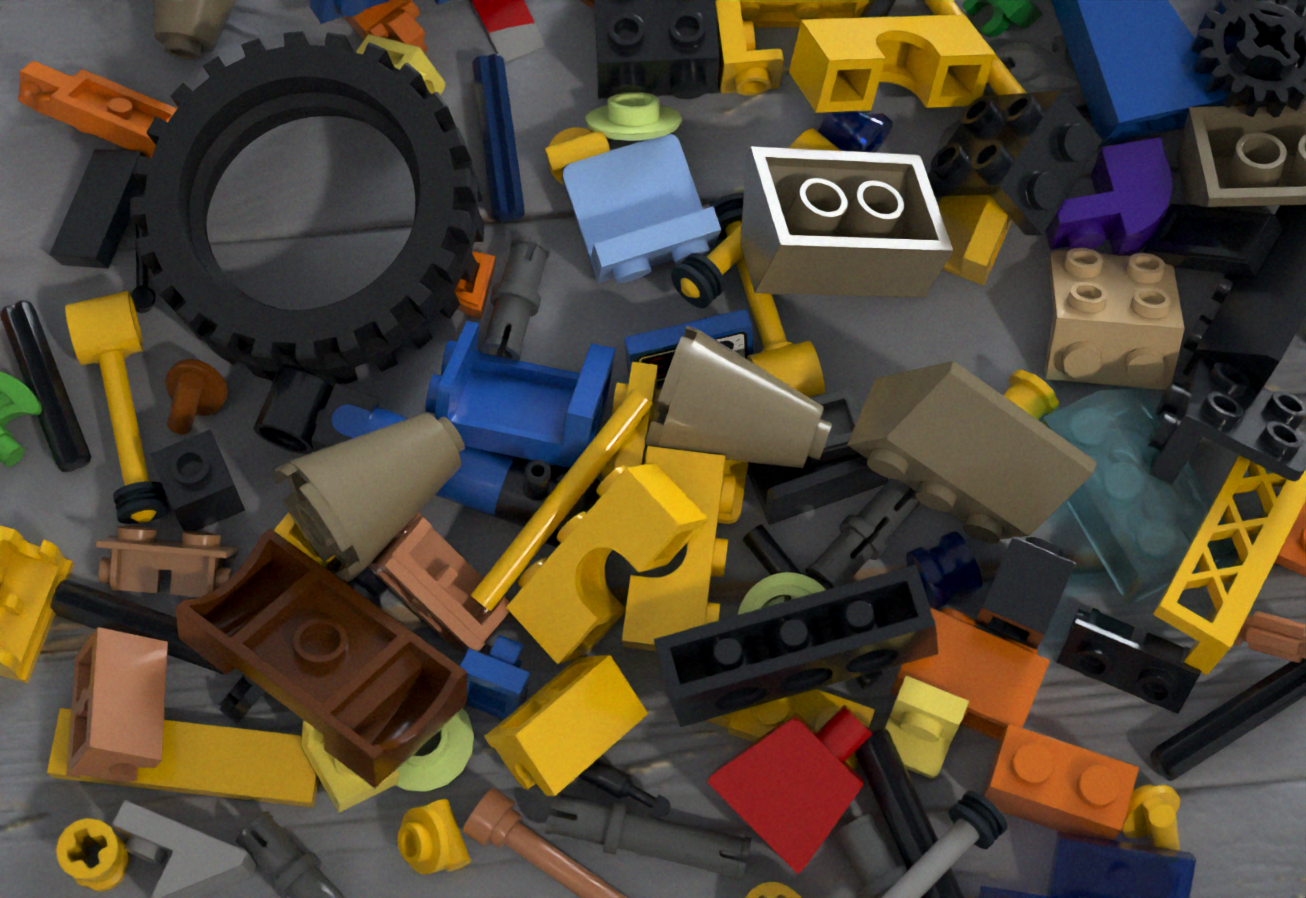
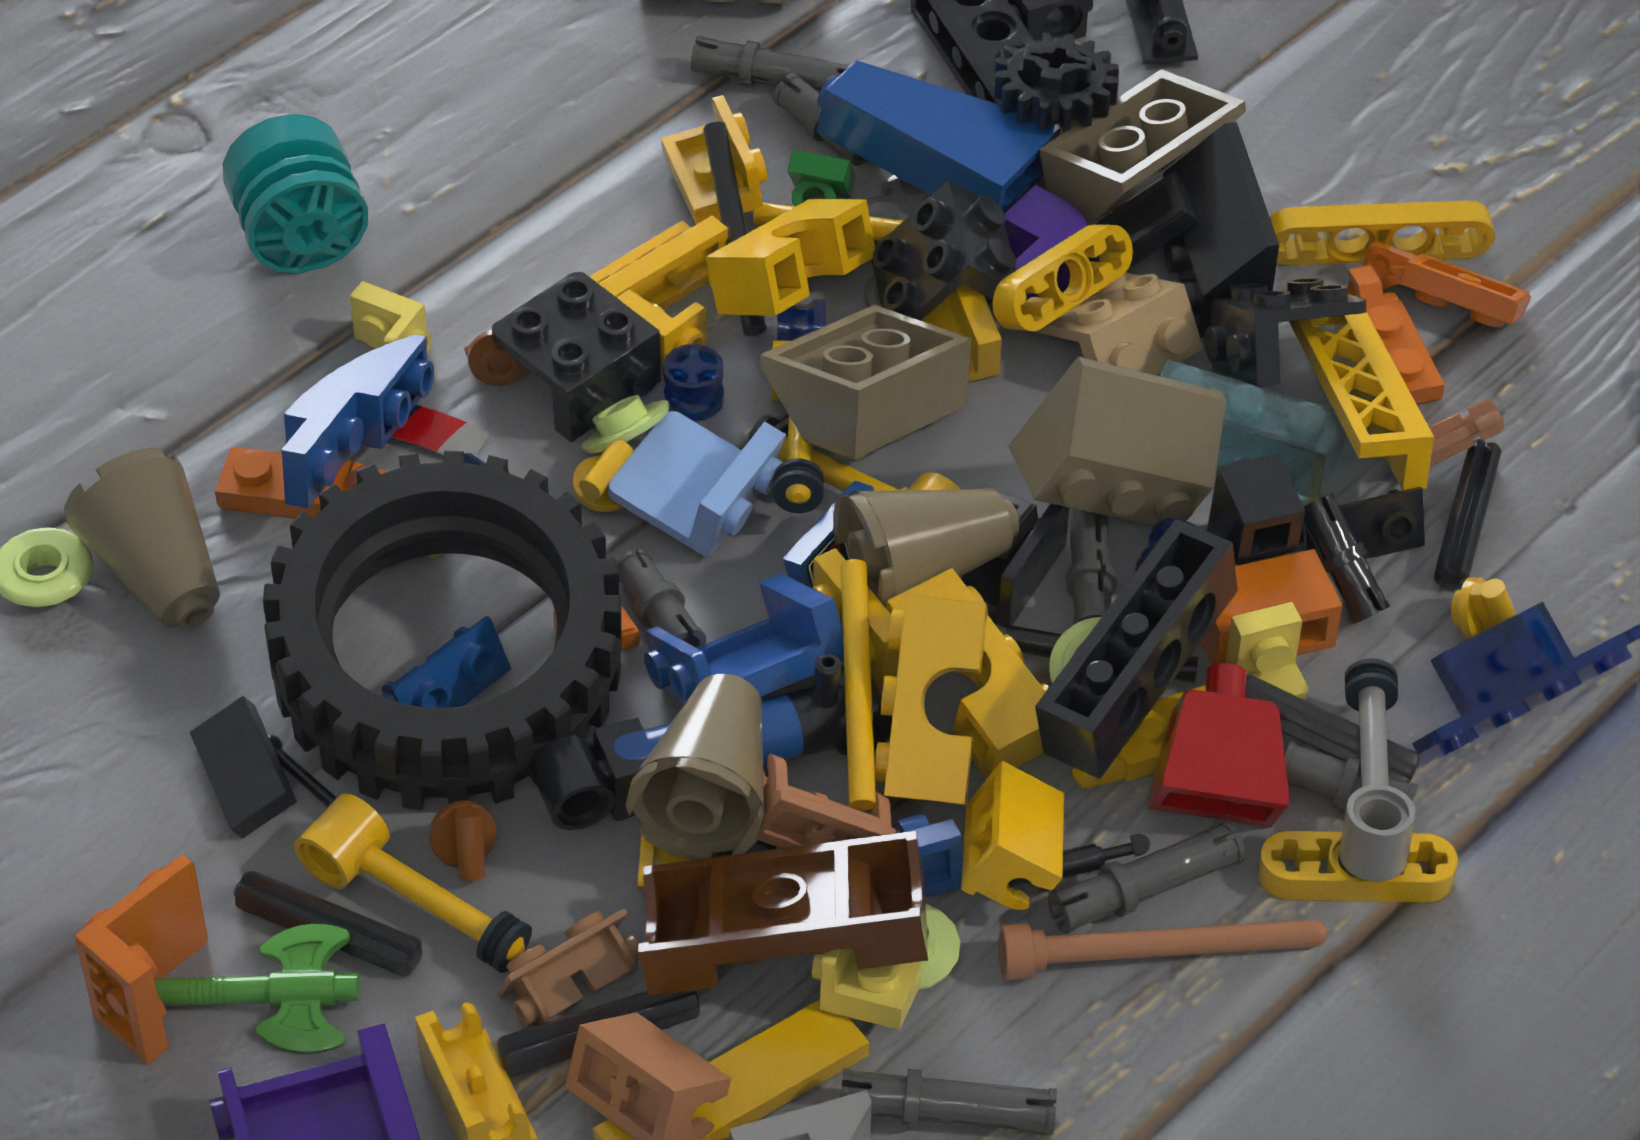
camera: 40 degrees left, 20 degrees down
(93, 105) = (163, 698): orange hinge -> none
(197, 481) = (542, 886): black brick -> none
(241, 699) = (736, 1002): black tile -> none
(294, 247) = (454, 670): none -> blue hinge
(432, 839) = (987, 1000): yellow plate -> none
(727, 101) = (694, 381): none -> clear blue wheel
(1059, 784) = (1401, 623): orange brick -> none
(1067, 230) = (1040, 277): none -> yellow beam
(1073, 679) = (1344, 558): none -> black pin

